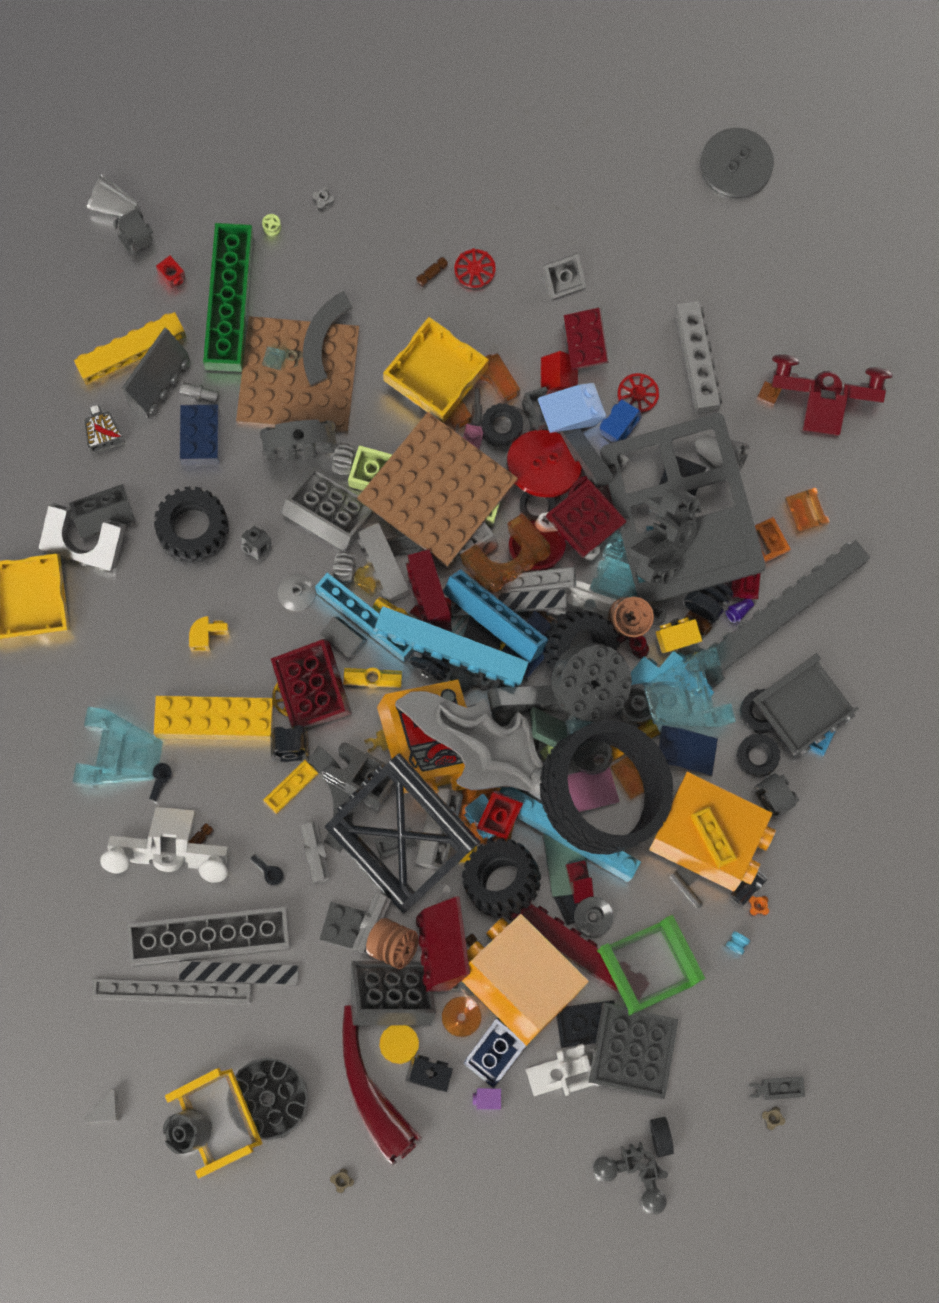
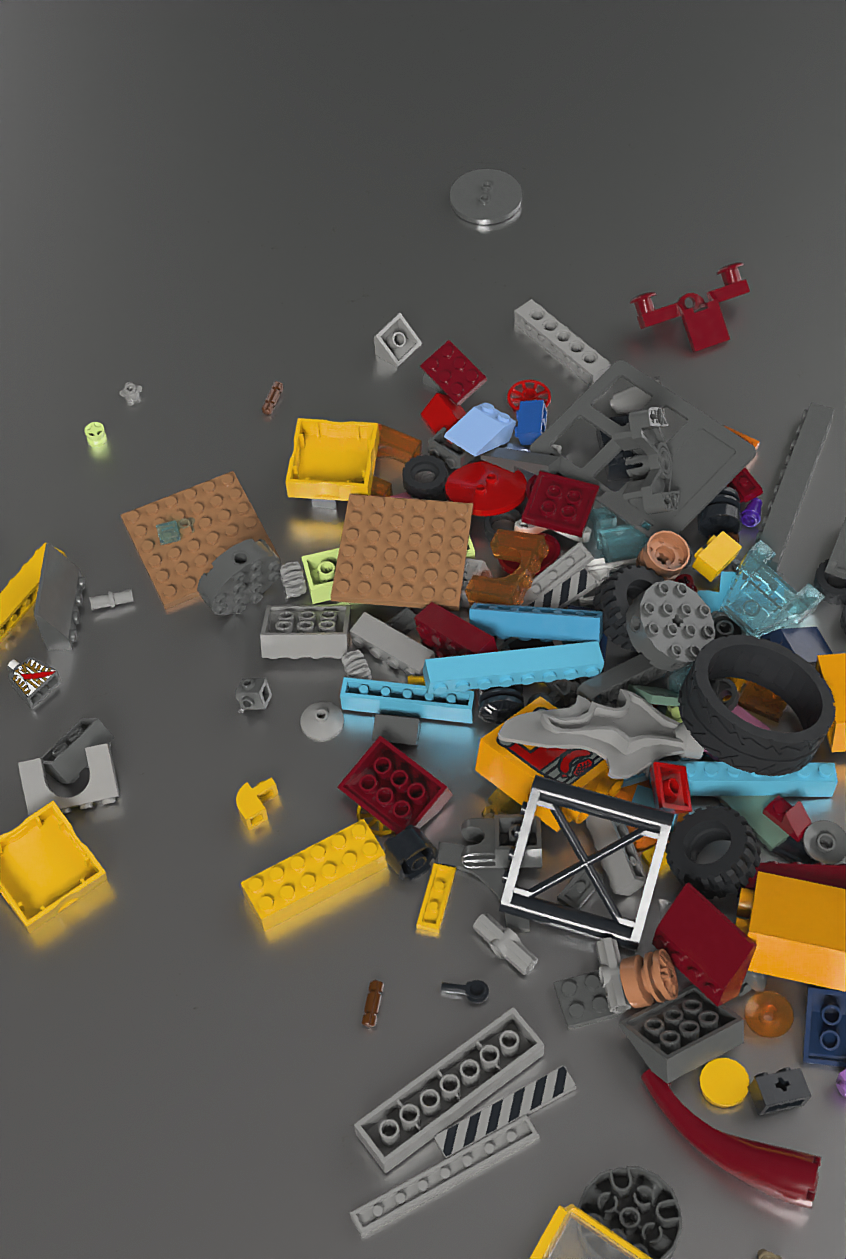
camera: 25 degrees left, 20 degrees down
(123, 755) = (241, 961): clear light blue wedge -> none
(161, 774) = (293, 959): black plate -> none
(167, 266) = (20, 516): red brick -> none
(173, 823) = (385, 1016): white piece -> none
(186, 501) = (173, 688): black tyre -> none
(199, 435) = (135, 633): dark blue brick -> none
(228, 297) = (92, 507): green brick -> none
(316, 335) = (197, 494): dark grey tile -> none
(364, 583) = (386, 672): clear yellow bracket -> none
(386, 678) = (440, 756): yellow piece -> none
(475, 267) = (310, 377): red wheel -> none
(477, 410) = (396, 486): dark grey axle -> none
(768, 394) = (644, 341): dark orange plate -> none
(801, 512) = (745, 411): clear orange plate -> none

